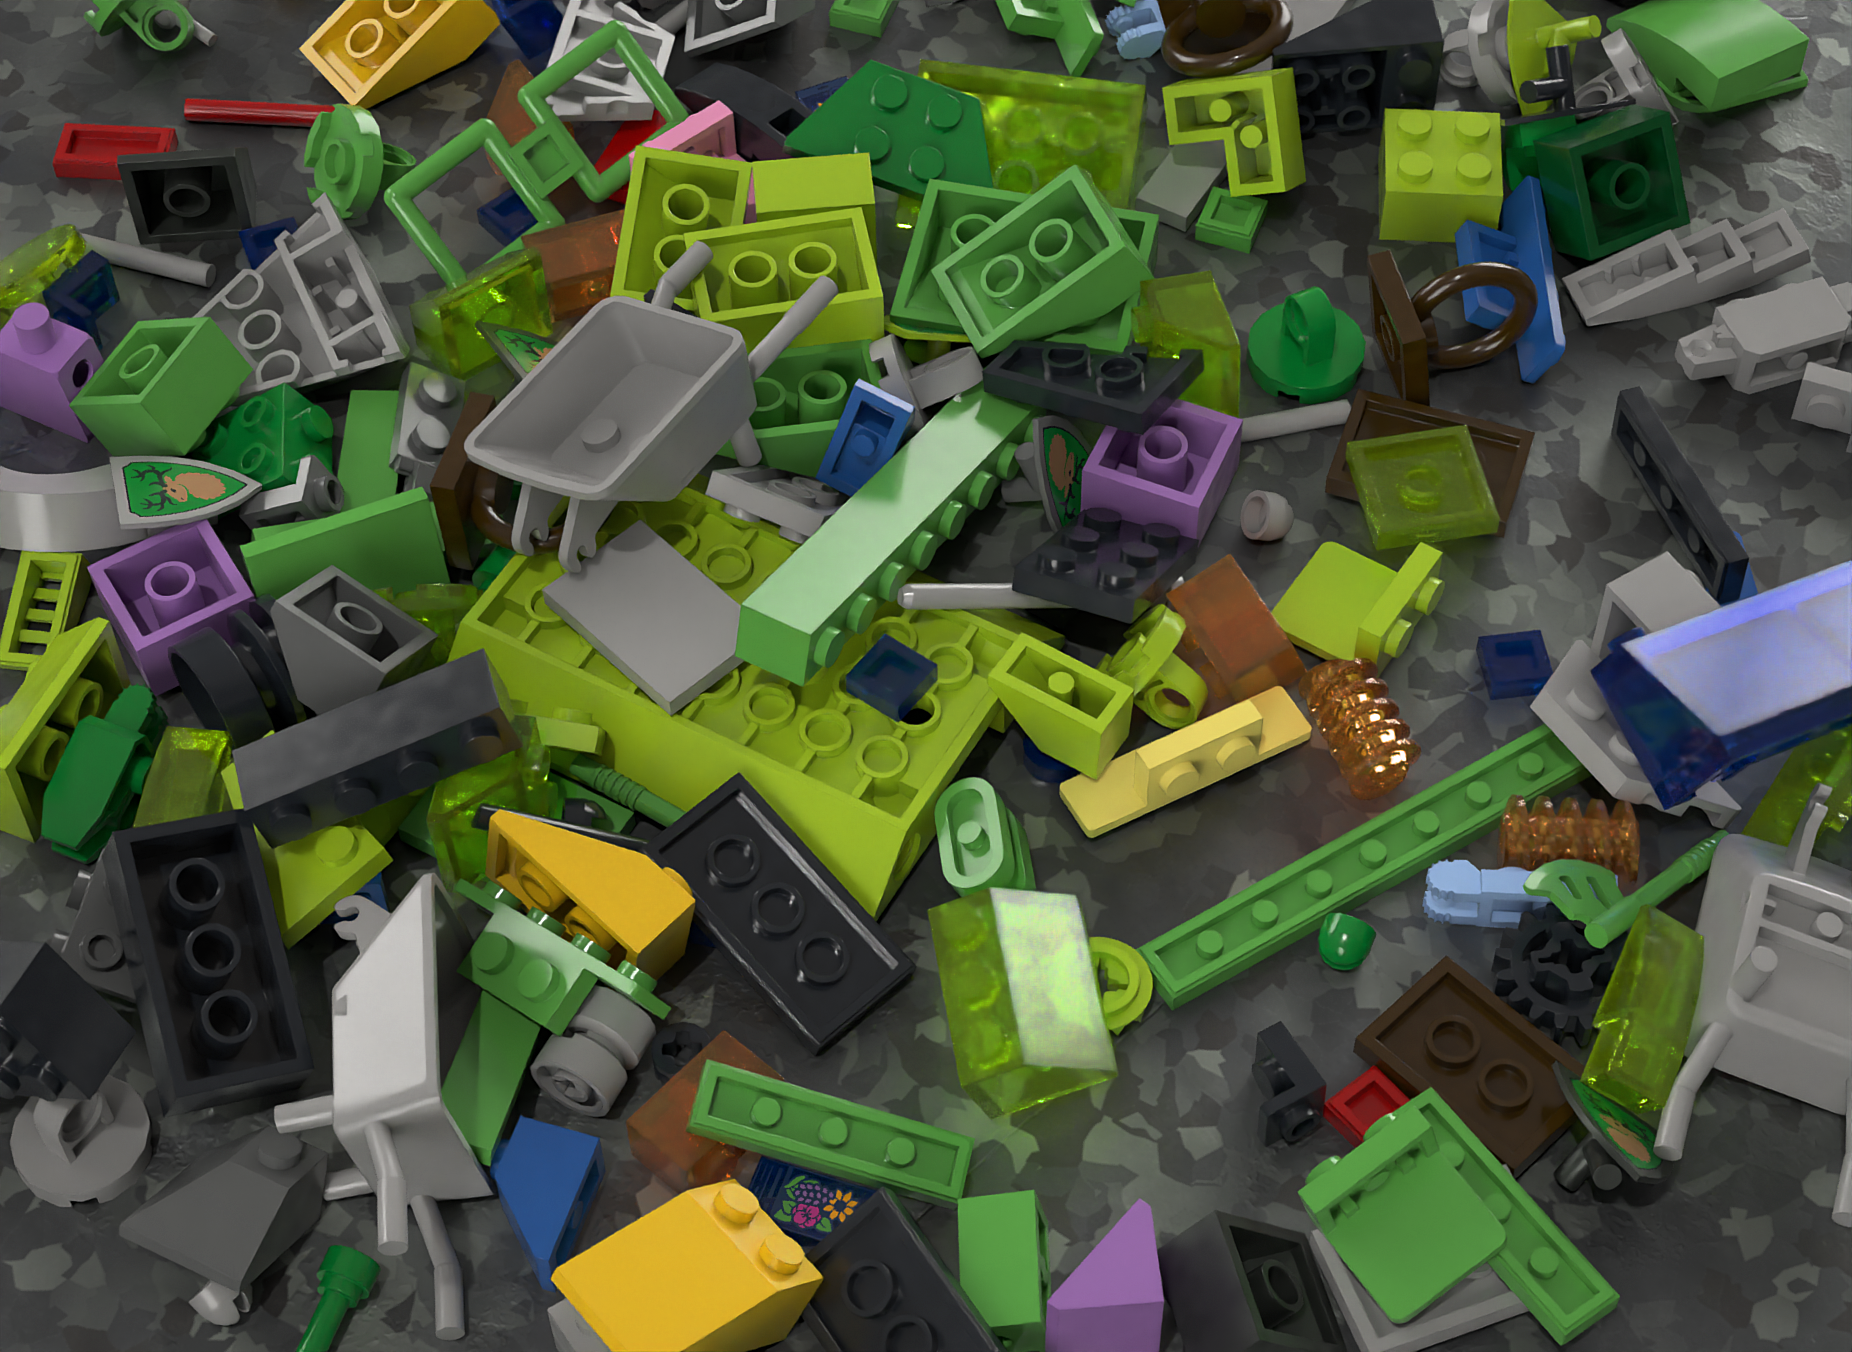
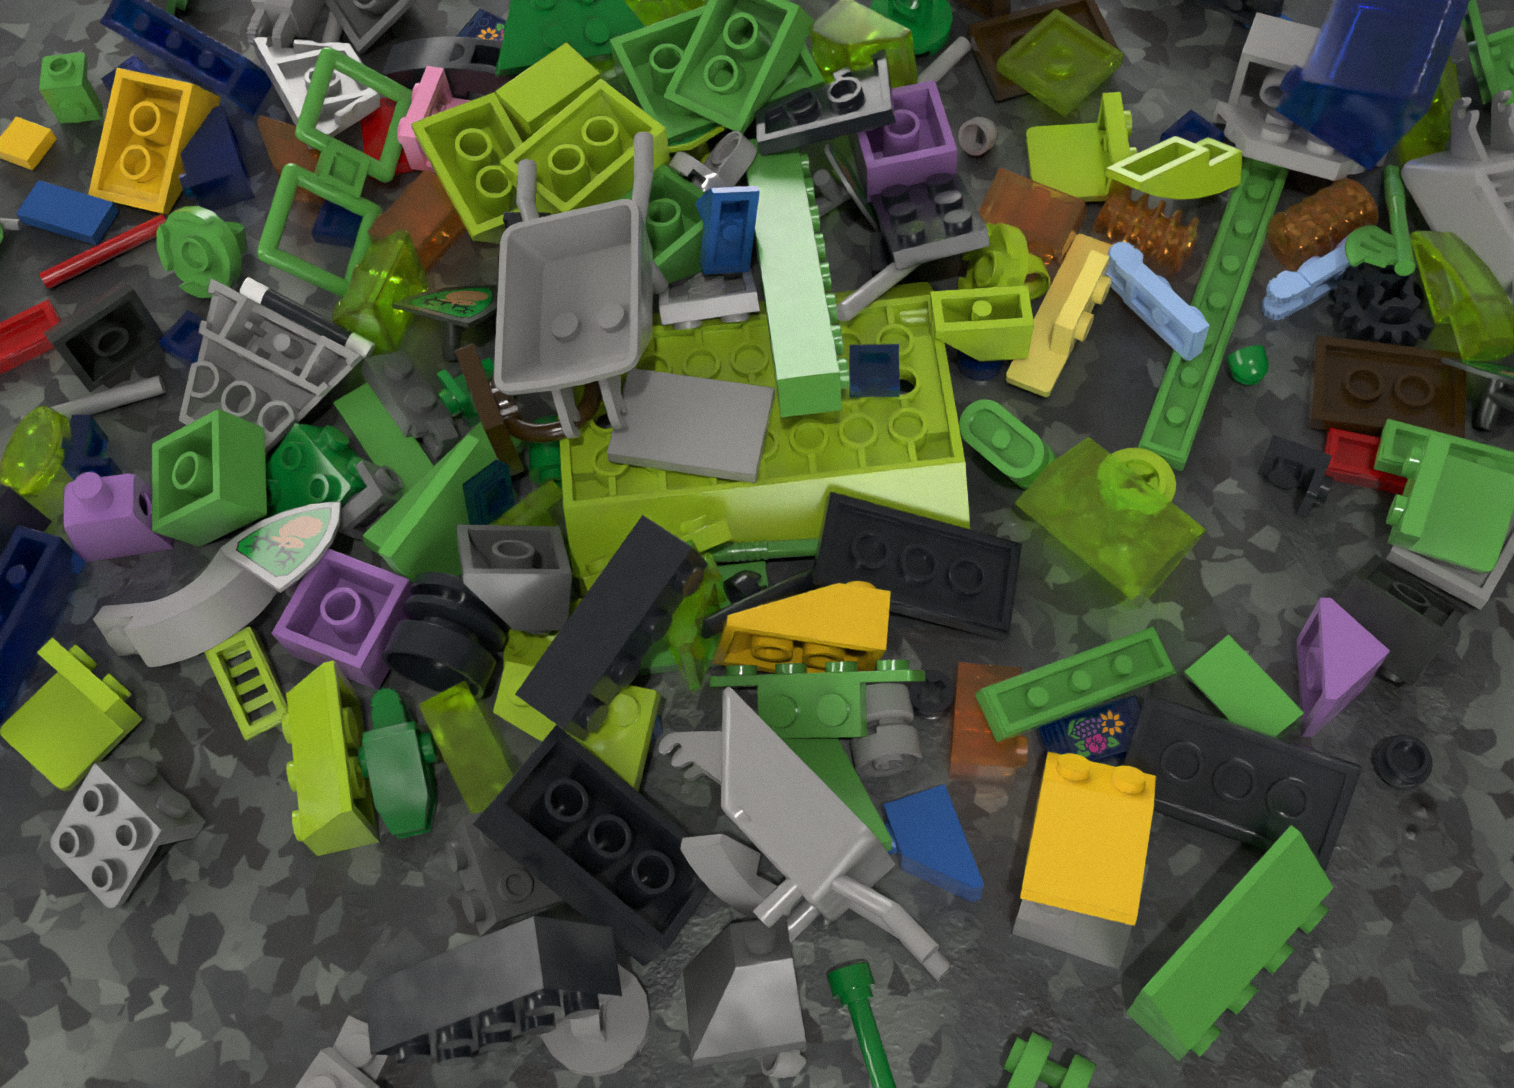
camera: 30 degrees left, 10 degrees up
(265, 54) = (67, 212): none -> blue tile
(300, 1062) = (729, 871): none -> light grey slope
(386, 288) = (305, 317): none -> black bar
(407, 561) = (488, 493): none -> tile
(442, 85) = (215, 165): none -> clear blue slope
(1286, 801) = (1156, 302): none -> light blue hinge
(1438, 678) = (1181, 169): none -> lime slope

